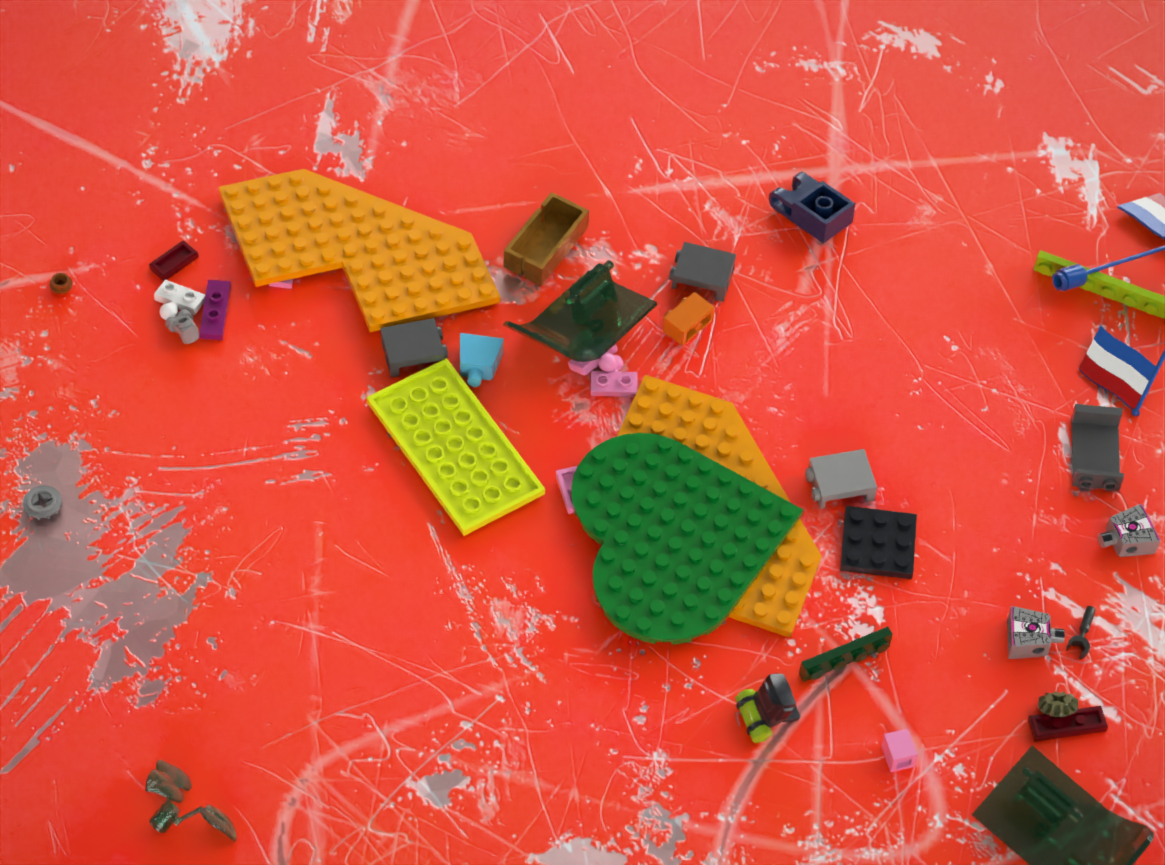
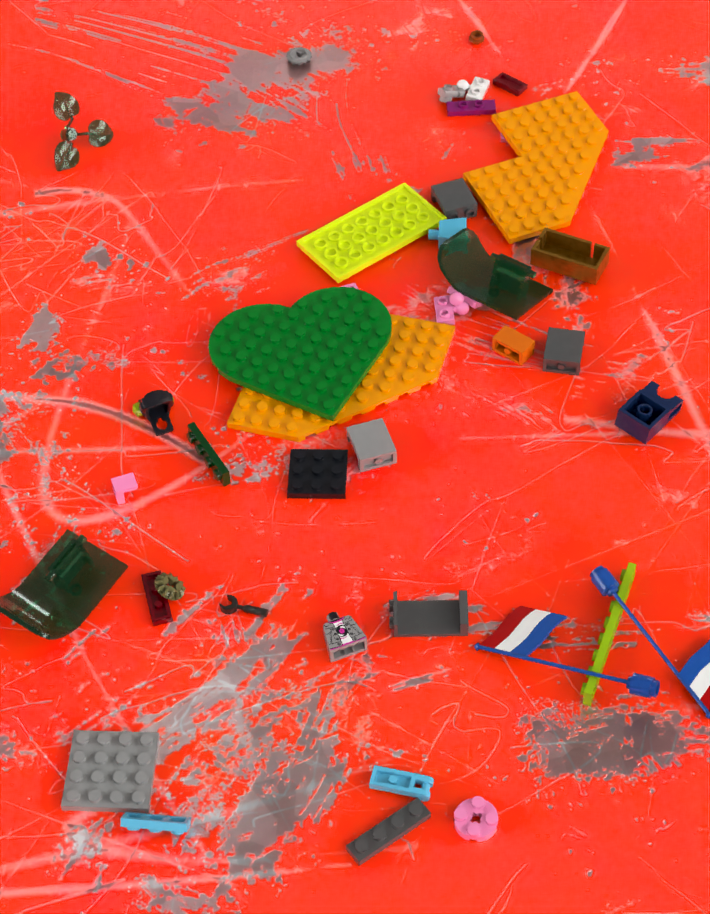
camera: 90 degrees right, 5 degrees down
(1030, 633) = (235, 567): light grey torso -> none

